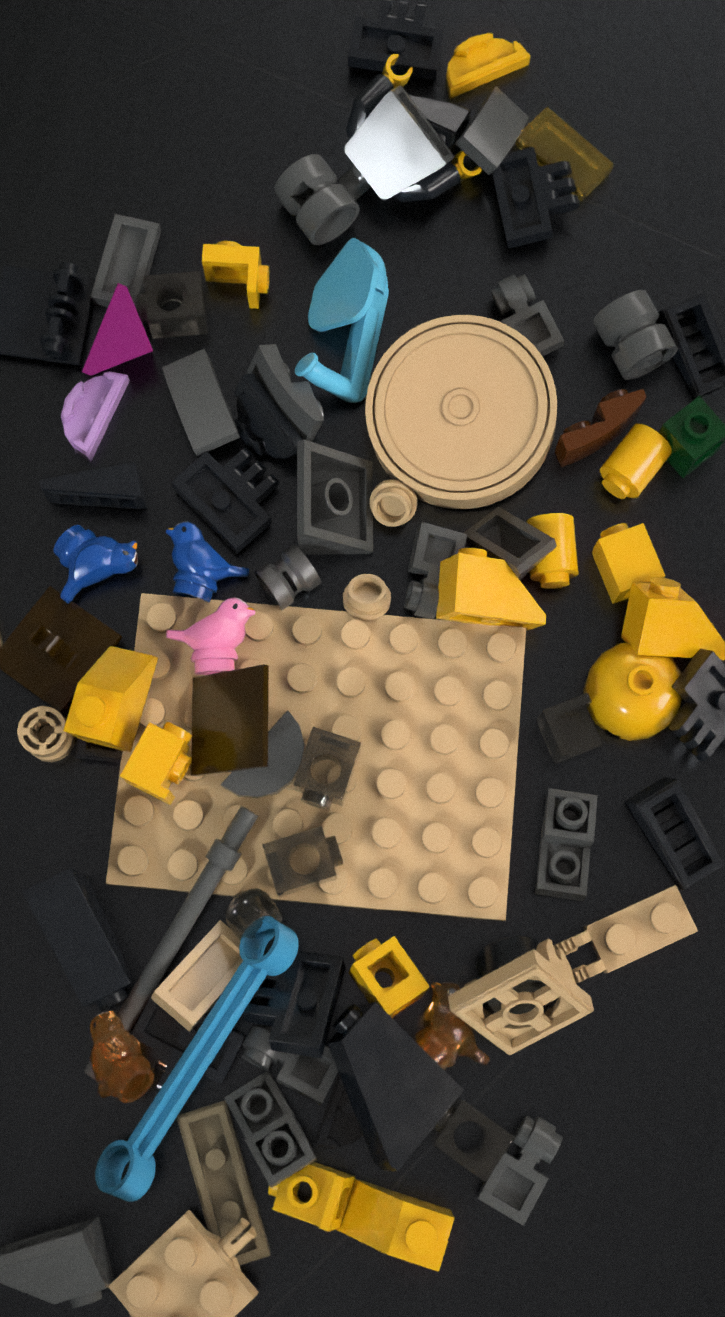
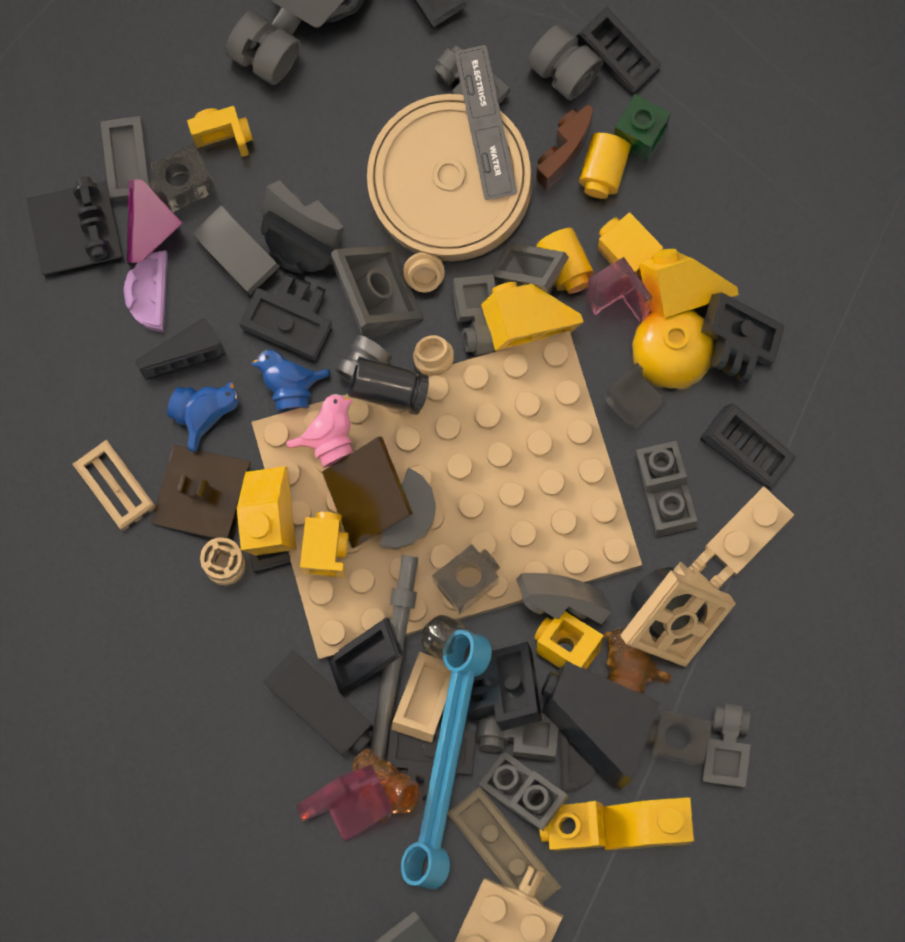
camera: 15 degrees left, 0 degrees up
(76, 1065) = (352, 800): none -> clear pink panel
(156, 903) = (365, 656): none -> black tile
(301, 612) = (388, 385): none -> black piece
(326, 746) = (457, 482): clear smoke brick -> none
(355, 294) = (323, 116): medium azure piece -> none
(396, 918) = (557, 593): none -> dark grey slope
(523, 366) = (485, 122): none -> flat silver sticker
(600, 595) = (616, 283): none -> clear pink panel

